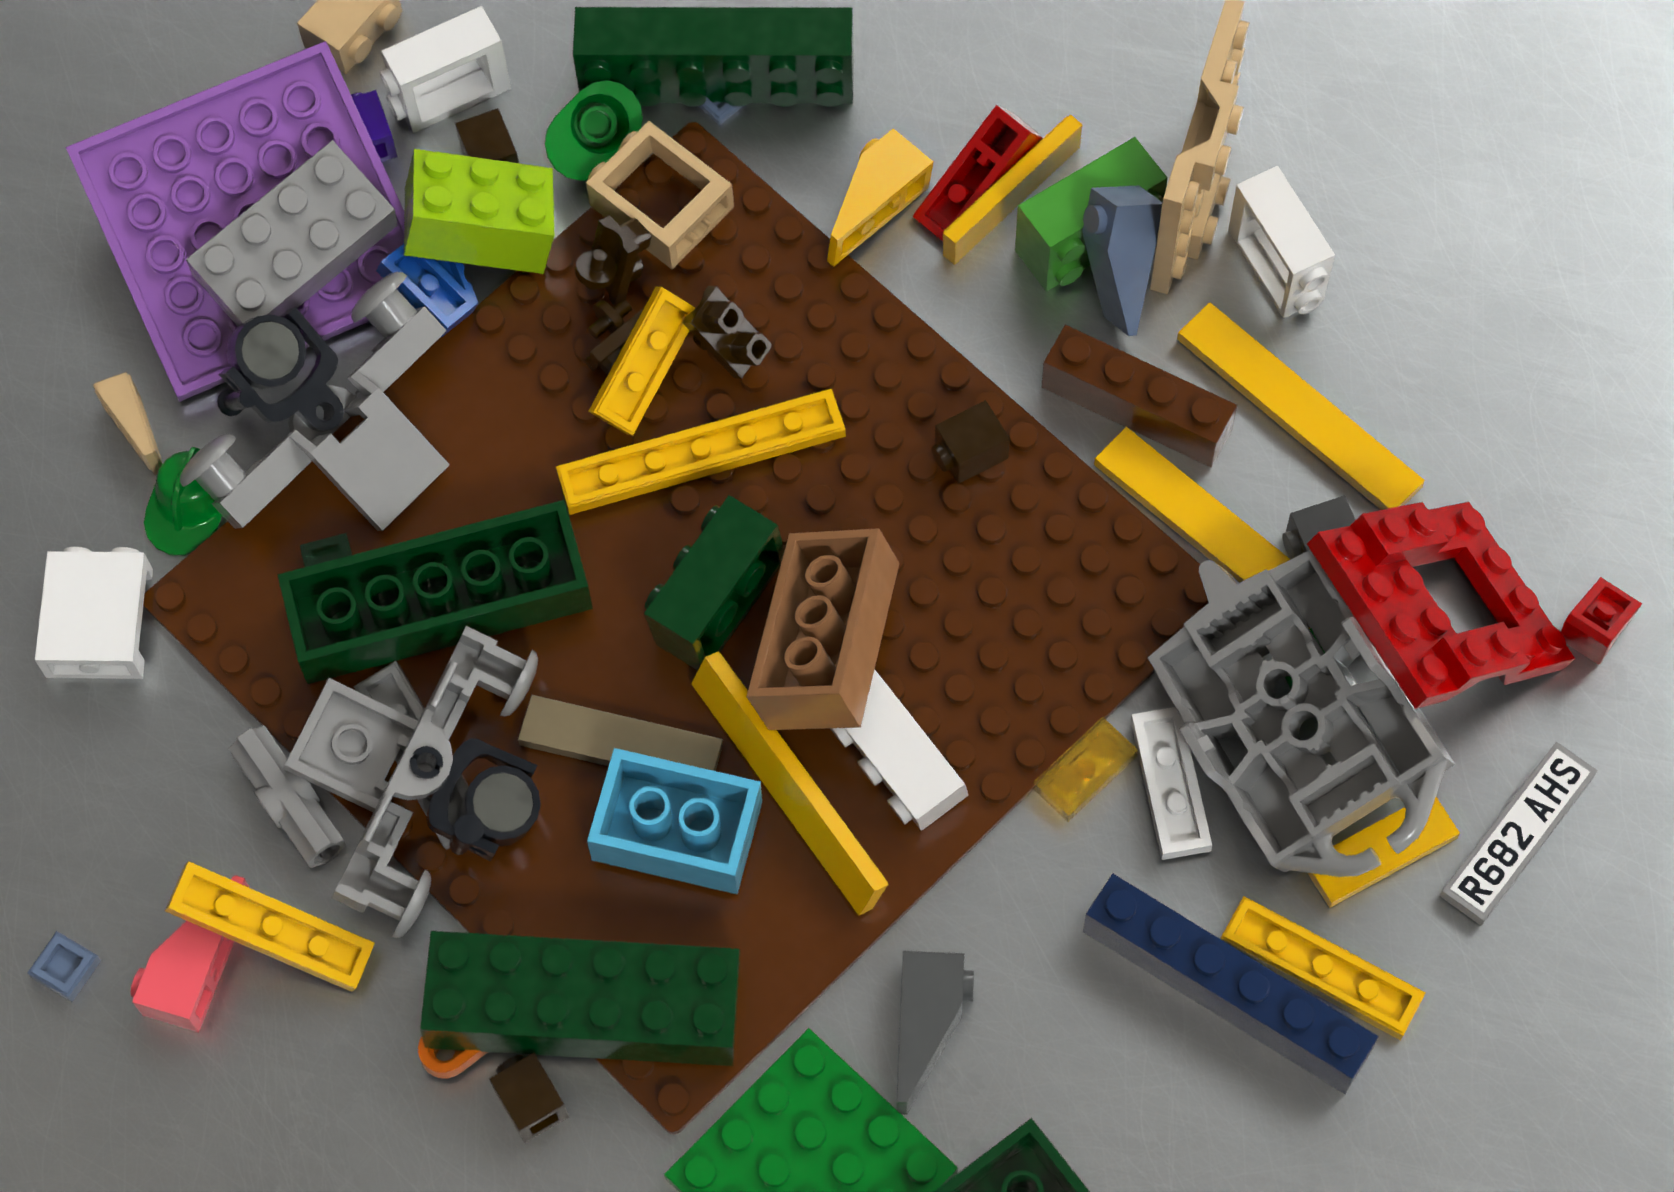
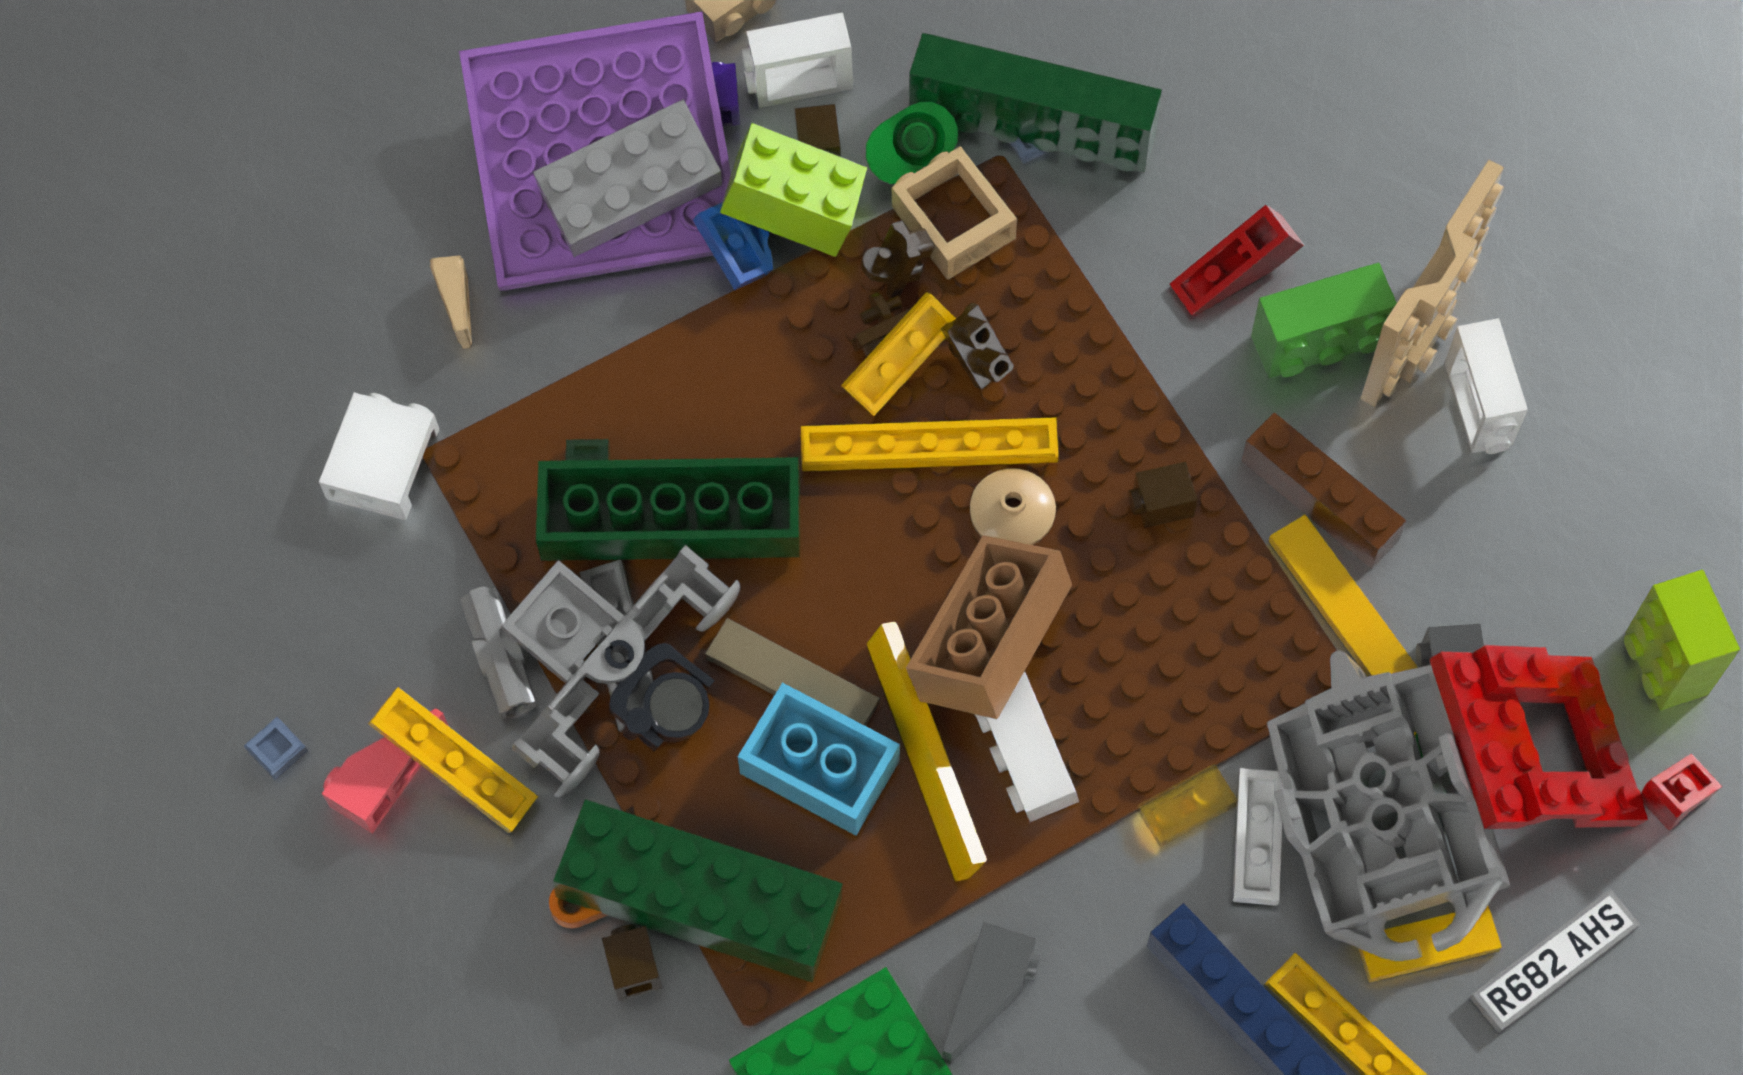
camera: 15 degrees right, 0 degrees up
(177, 515) = (483, 378): green piece -> none
(376, 465) = (646, 388): light grey piece -> none
(714, 582) = (907, 561): dark green brick -> none
(827, 511) = (1020, 524): none -> tan dish
(884, 183) = (1149, 250): yellow slope -> none
(1011, 189) = (1261, 281): yellow tile -> none
(1121, 245) = (1340, 355): sand blue slope -> none
(1300, 409) = (1464, 538): yellow tile -> none
(1560, 459) = (1681, 640): none -> lime brick

